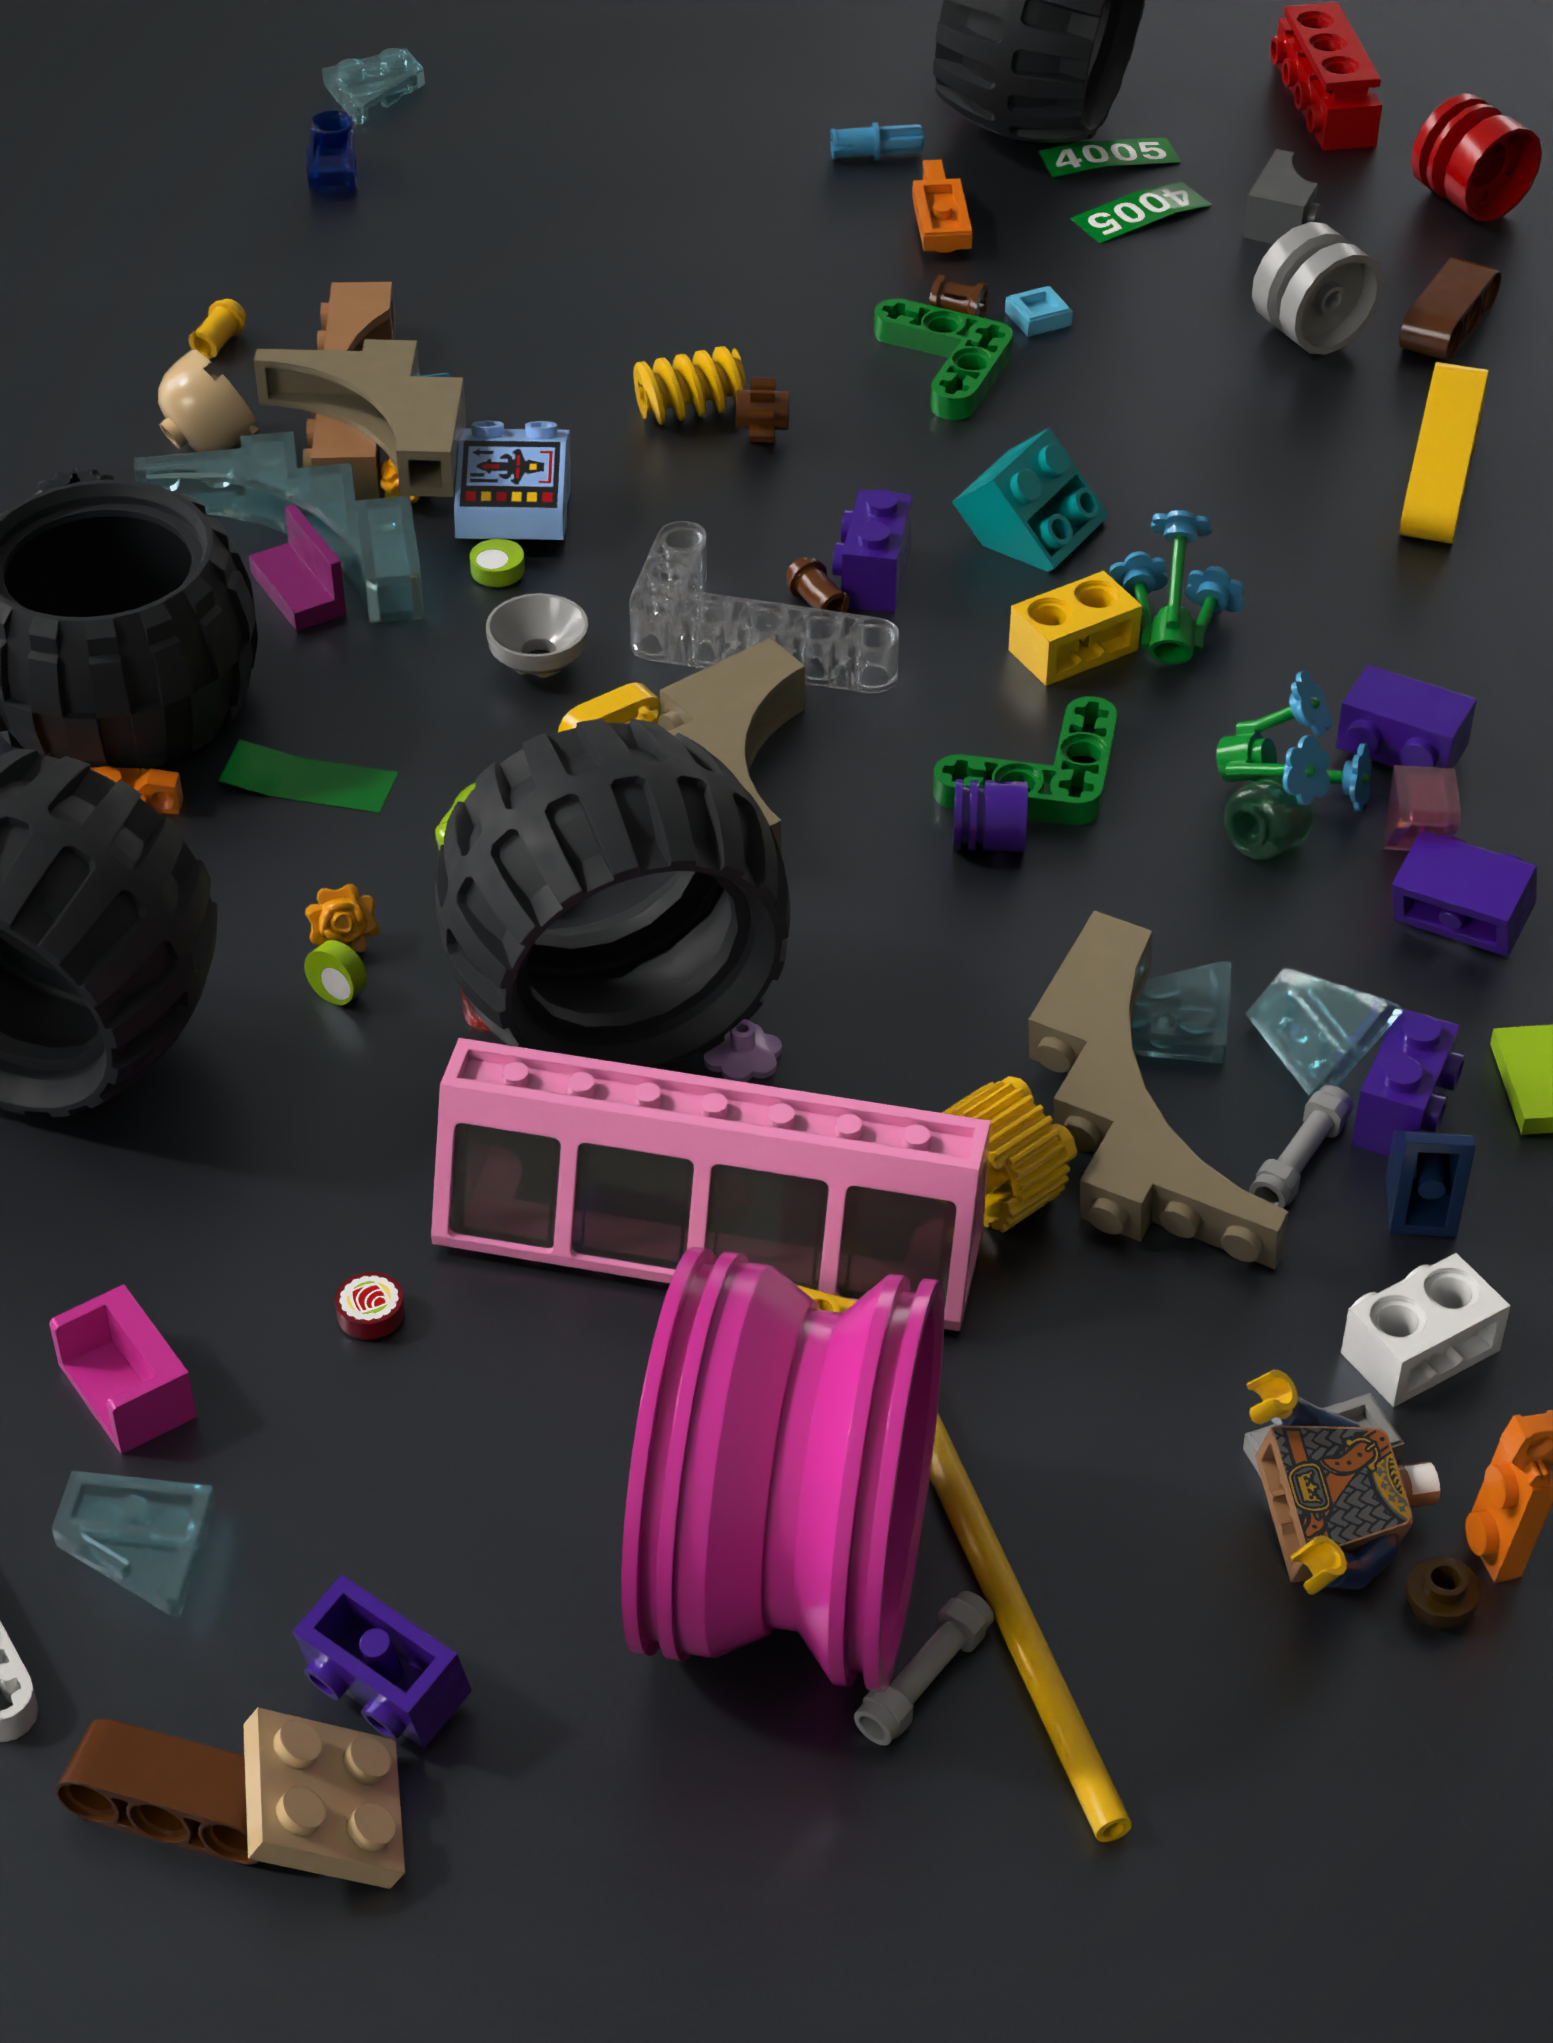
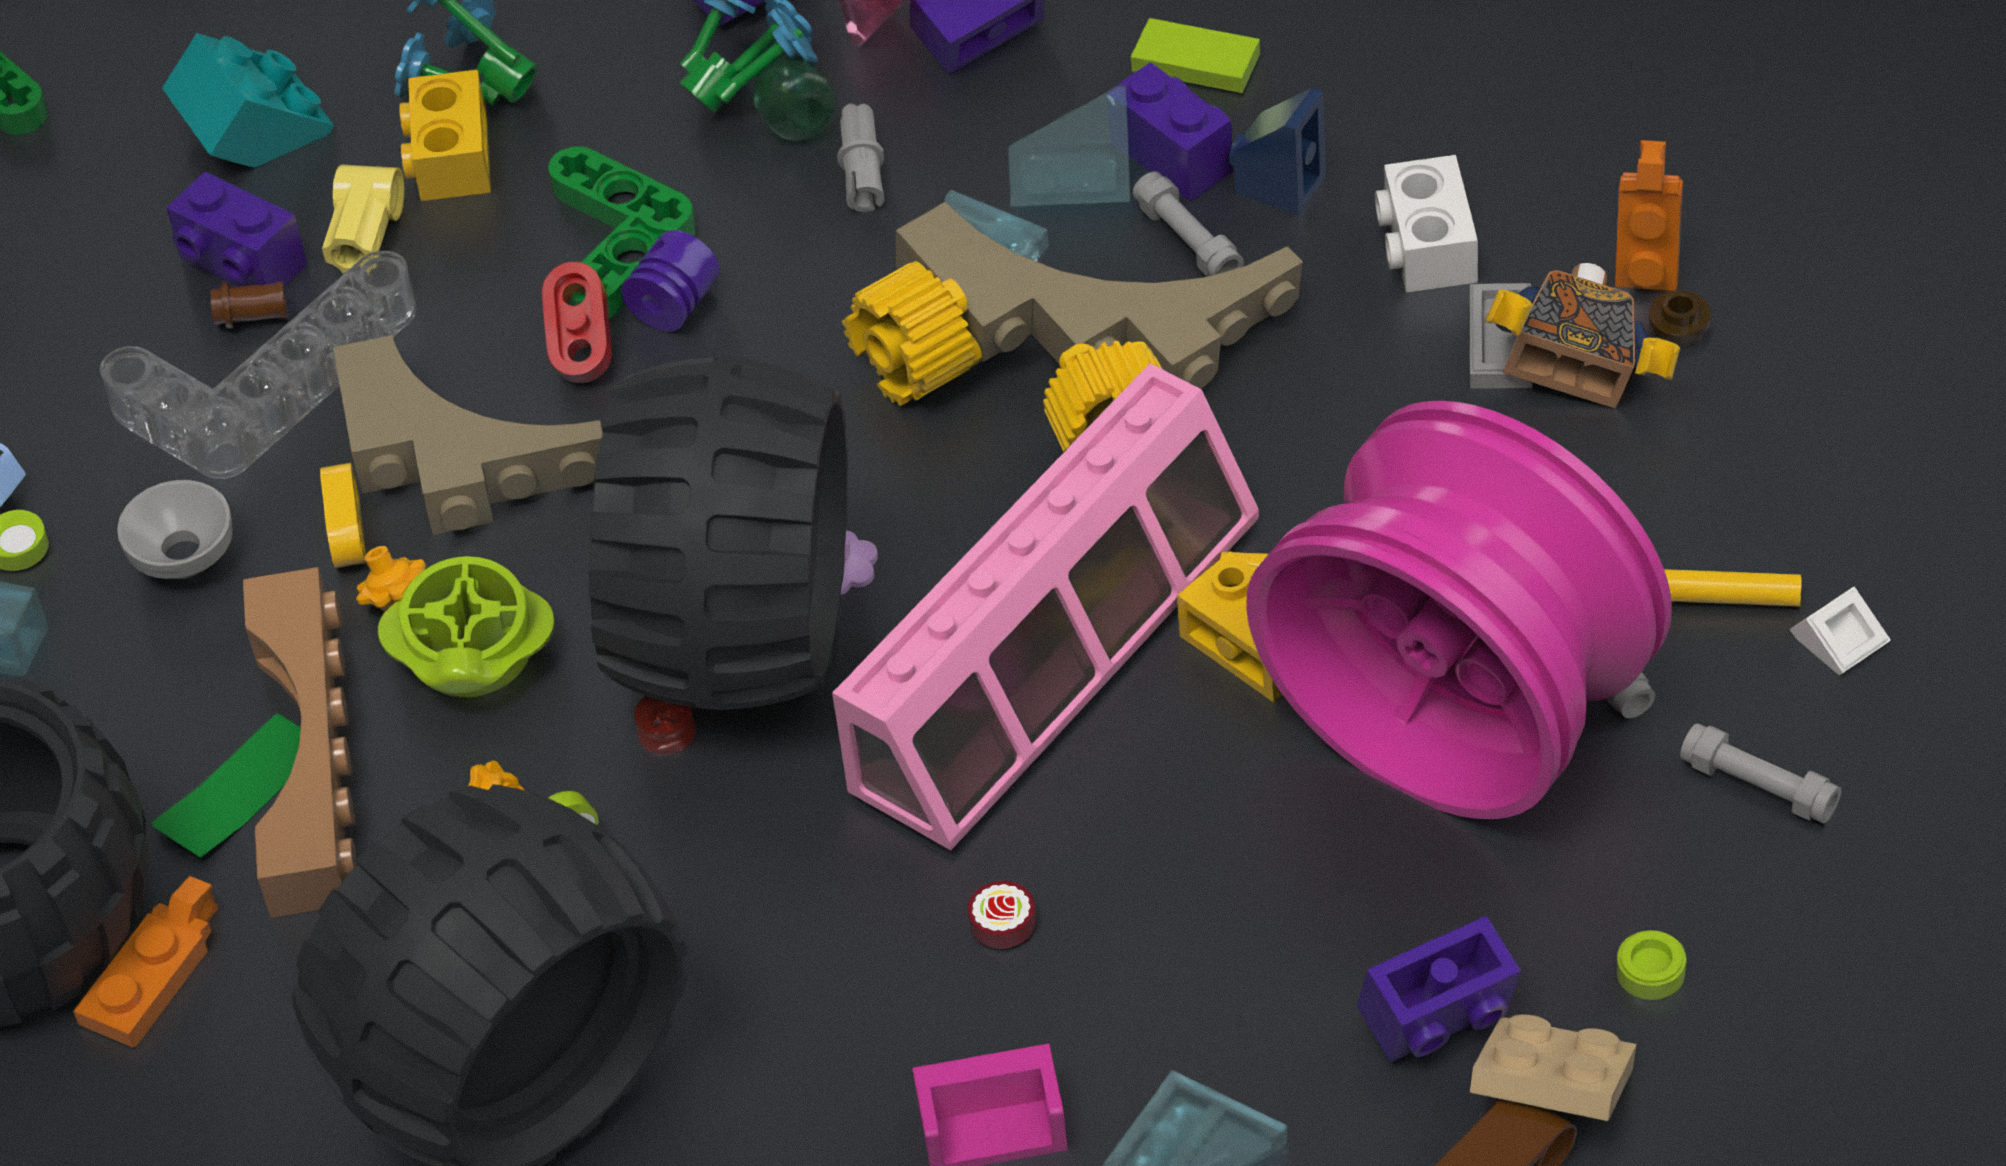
camera: 60 degrees left, 5 degrees up
(257, 823) = (303, 833): none -> medium nougat arch
(526, 1857) = (1651, 965): none -> lime tile
(820, 1924) = (1811, 796): none -> light grey bar
(901, 774) = (576, 326): none -> plate
(967, 608) = (362, 207): none -> light yellow piece
(1004, 979) = (912, 332): none -> yellow brick
(1074, 1891) = (1841, 632): none -> white slope
(1230, 888) = (861, 158): none -> light grey axle

